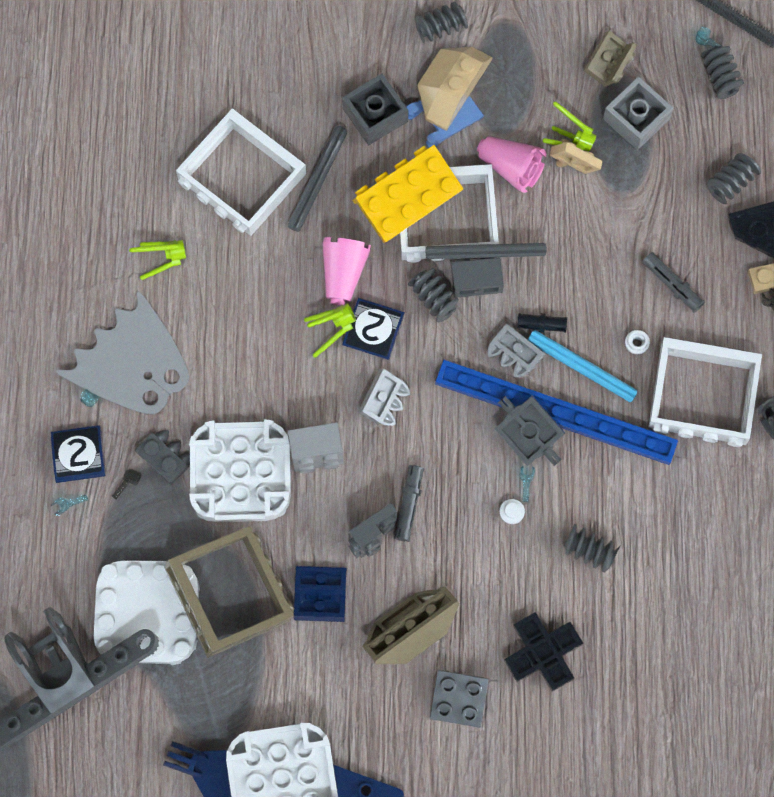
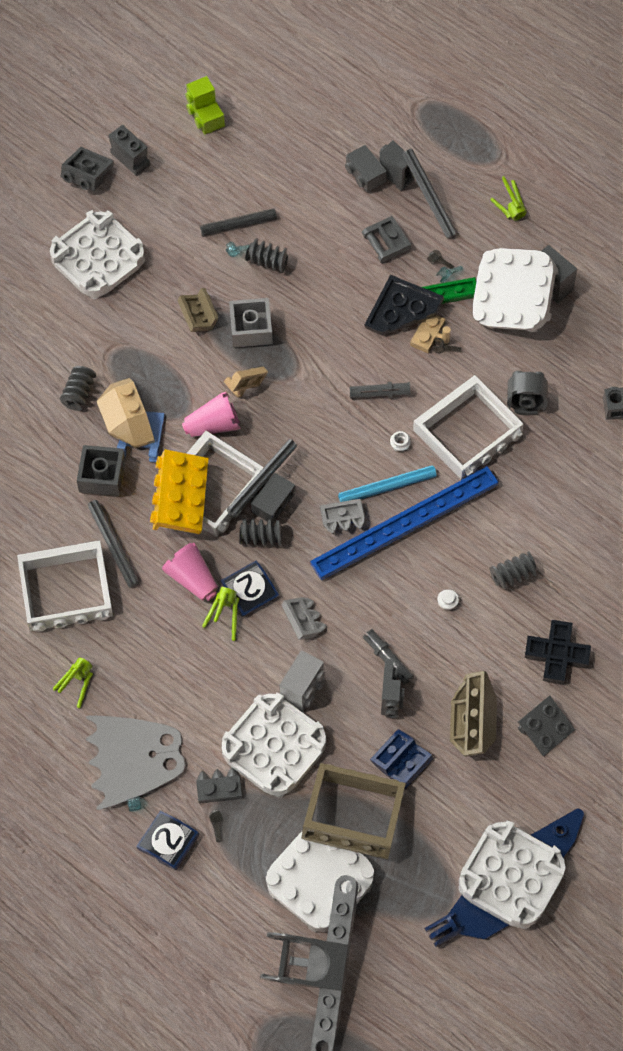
camera: 50 degrees left, 10 degrees down
(65, 504) = (196, 875): clear light blue hand -> none
(526, 482) = (433, 575): clear light blue hand -> none
(529, 430) = (405, 546): dark grey plate -> none
(542, 322) = (337, 485): black pin -> none
(583, 139) = (237, 364): lime plant -> none
(732, 175) = (343, 304): dark grey piece -> none

